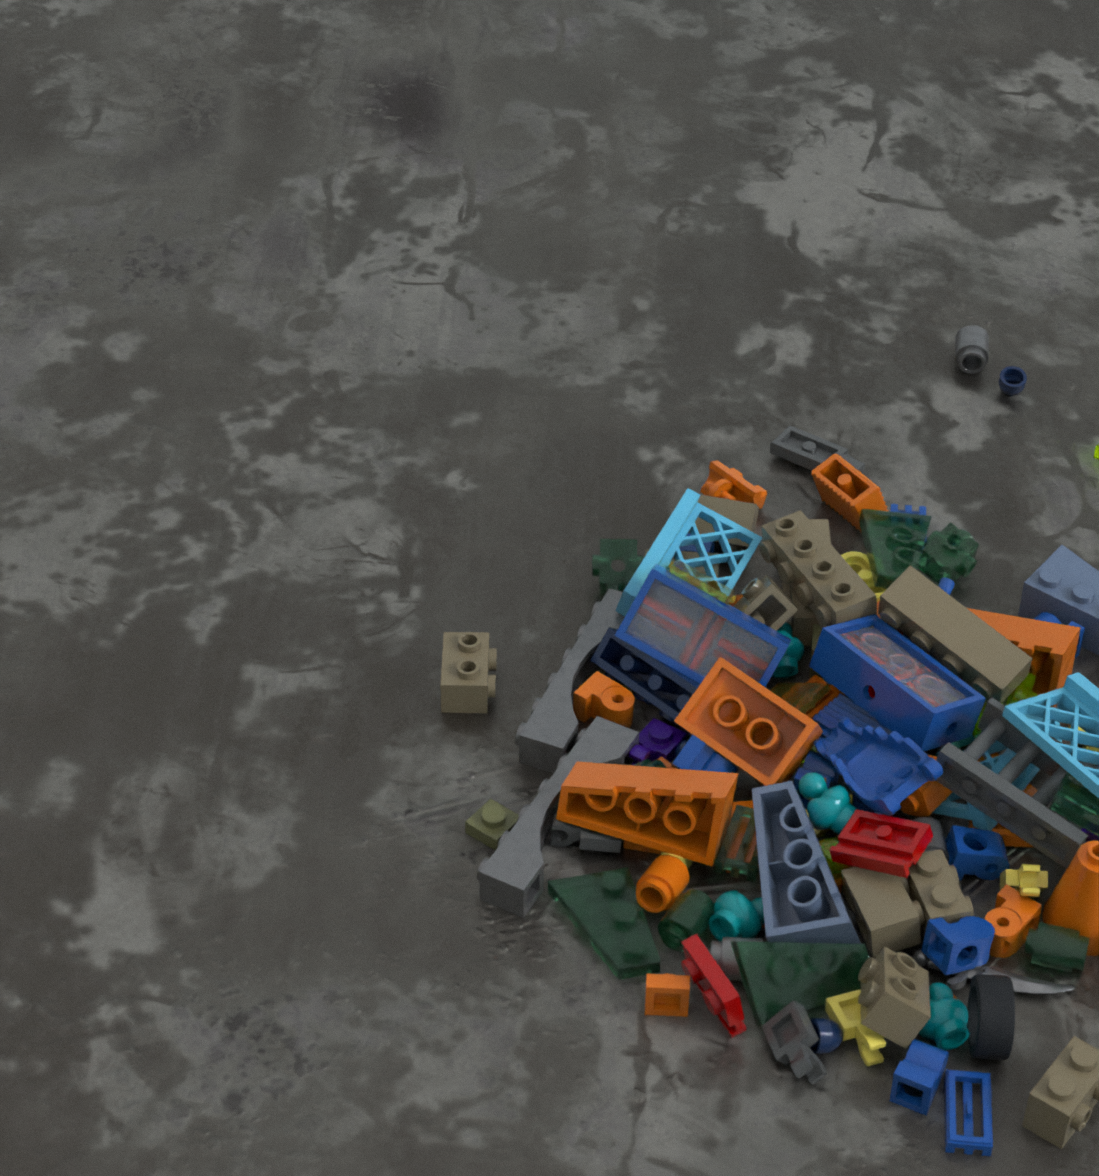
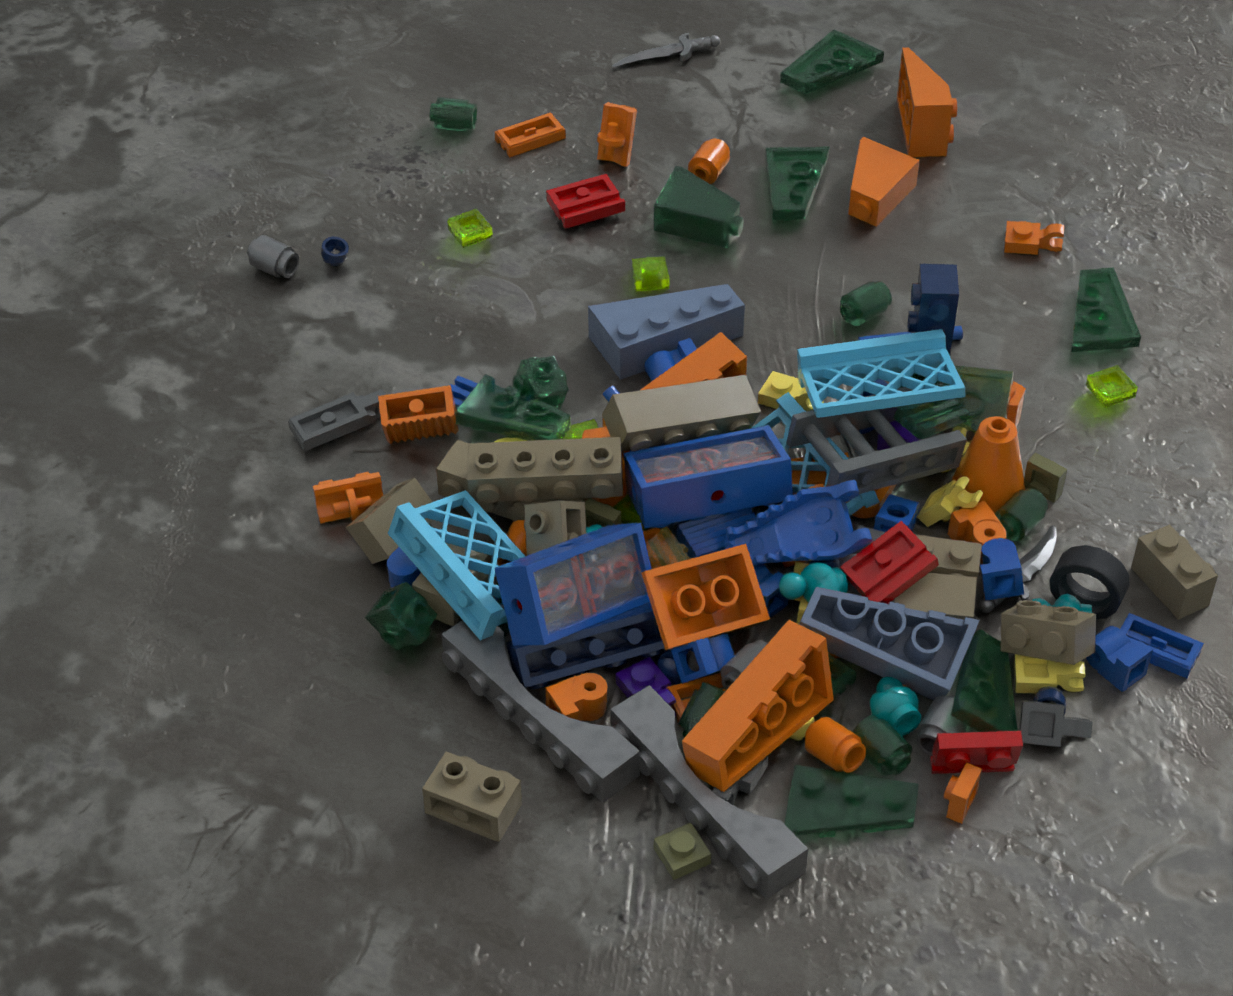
camera: 65 degrees left, 5 degrees up
(702, 581) = (516, 551): clear yellow piece -> none

